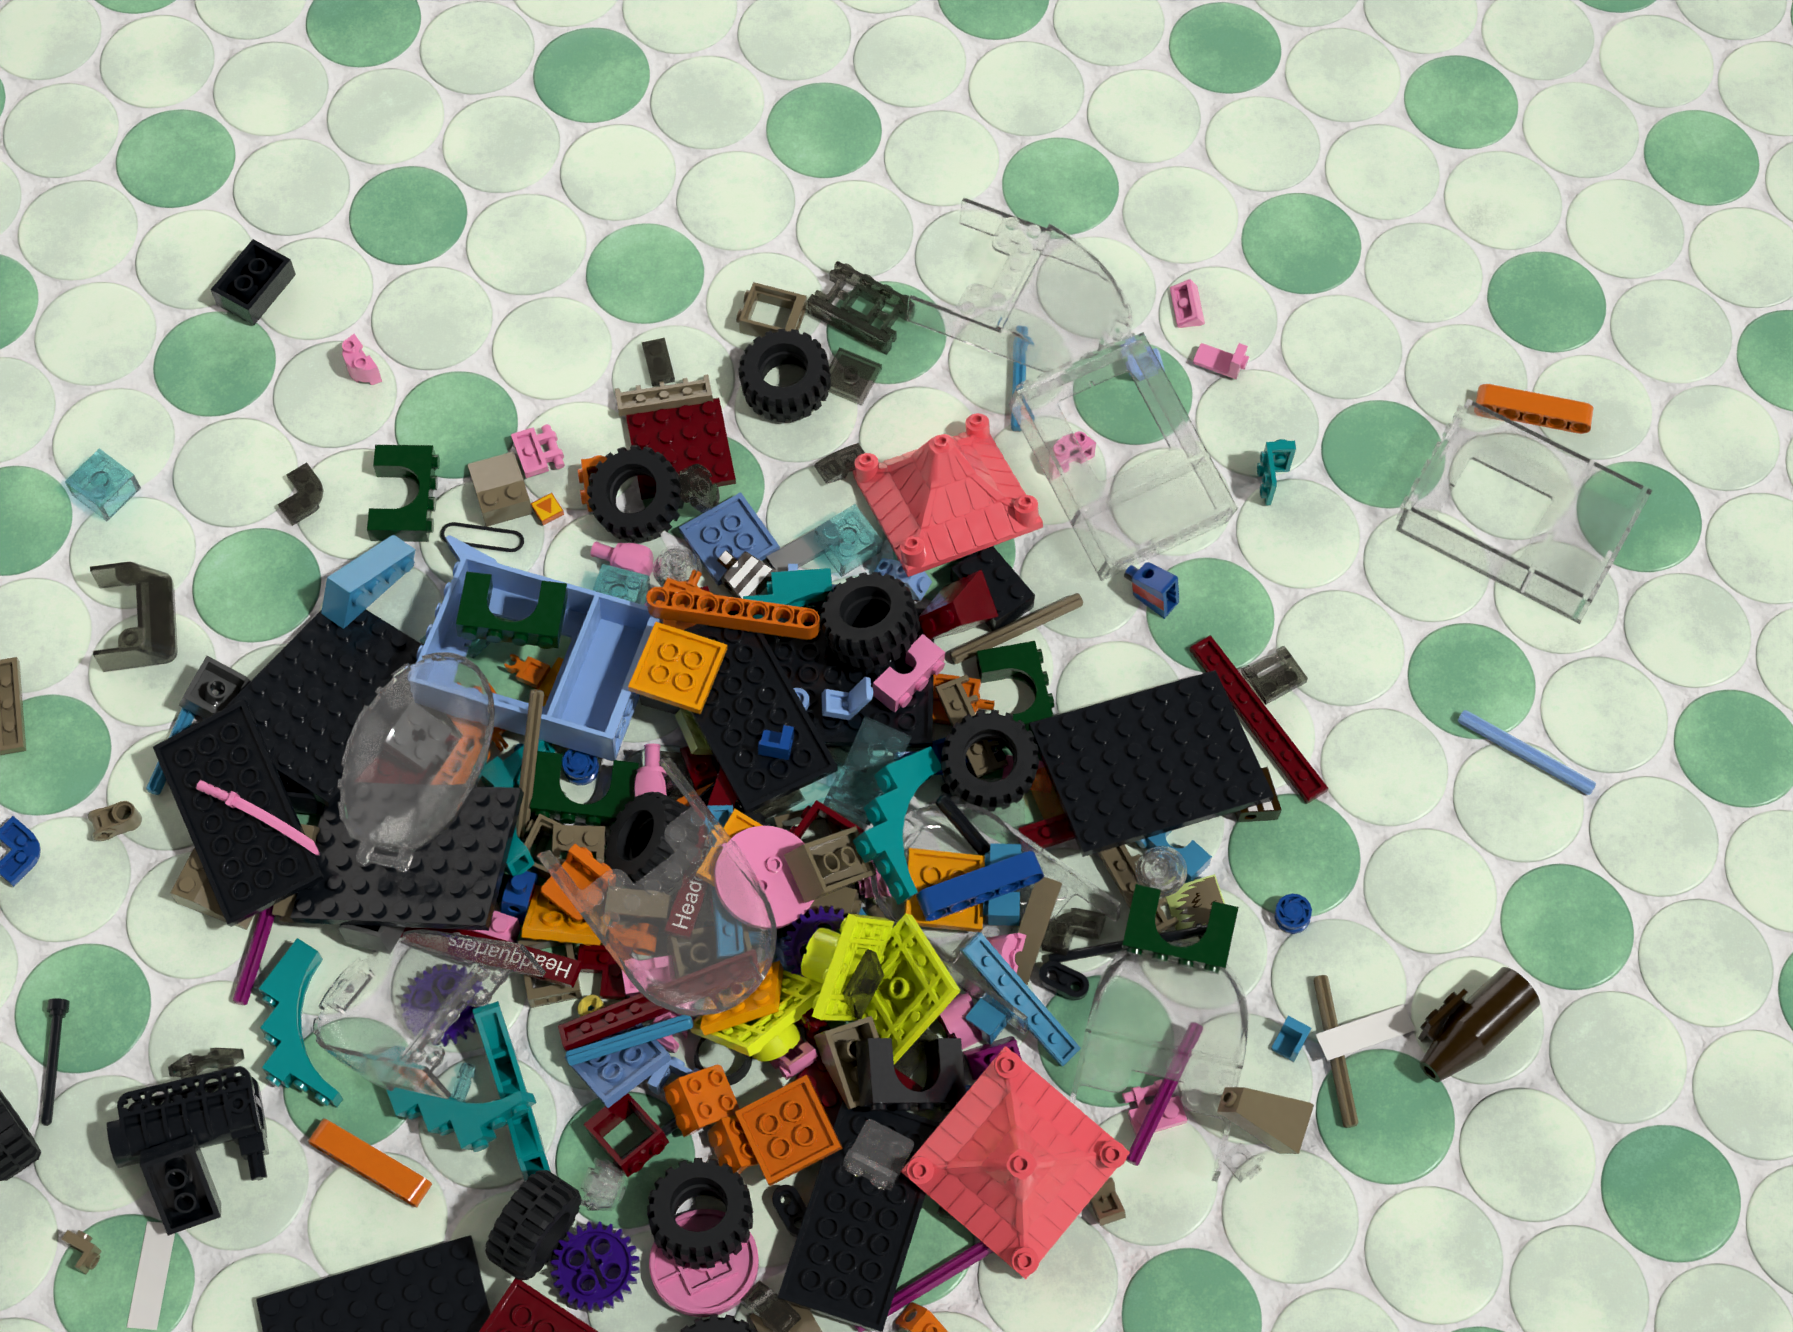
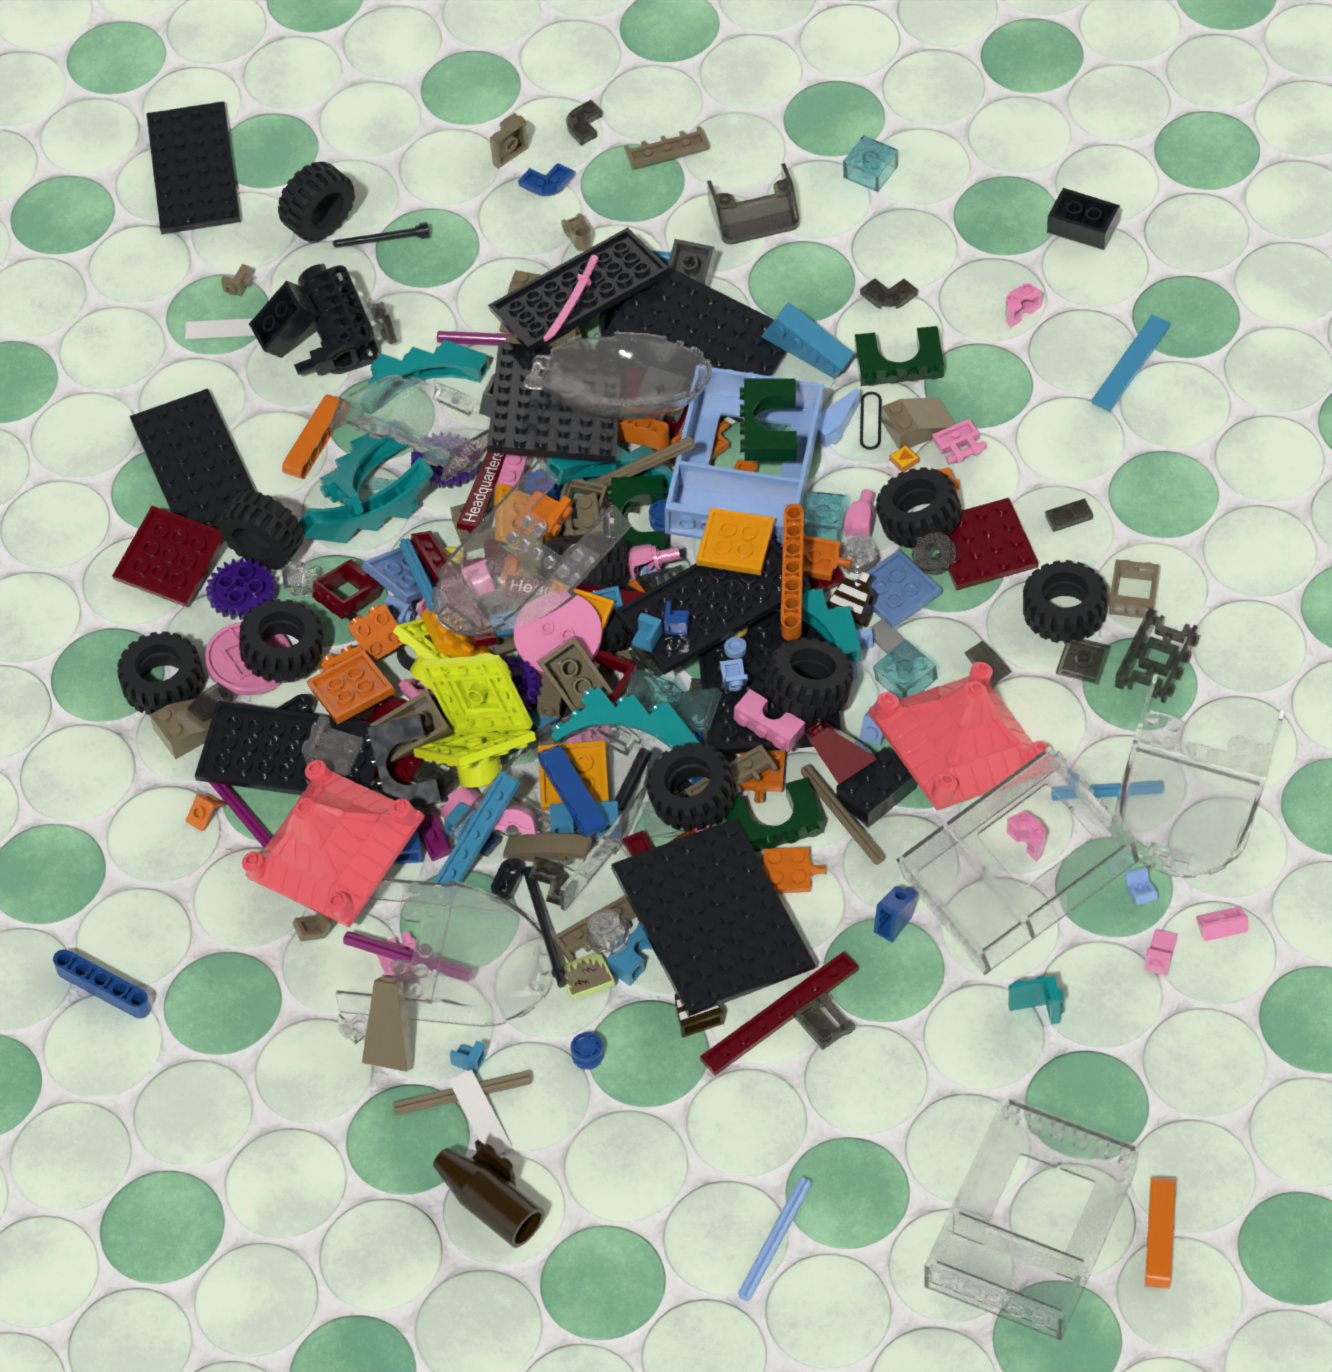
camera: 90 degrees right, 10 degrees down
(463, 273) = (1131, 363): none -> dark azure tile
(663, 396) = (1031, 523): dark tan hinge -> none
(791, 775) = (648, 632): none -> dark azure panel
(863, 984) = (468, 709): clear smoke plate -> none
(1081, 685) = (790, 869): none -> orange plate
(1209, 952) = (542, 923): dark green arch -> none

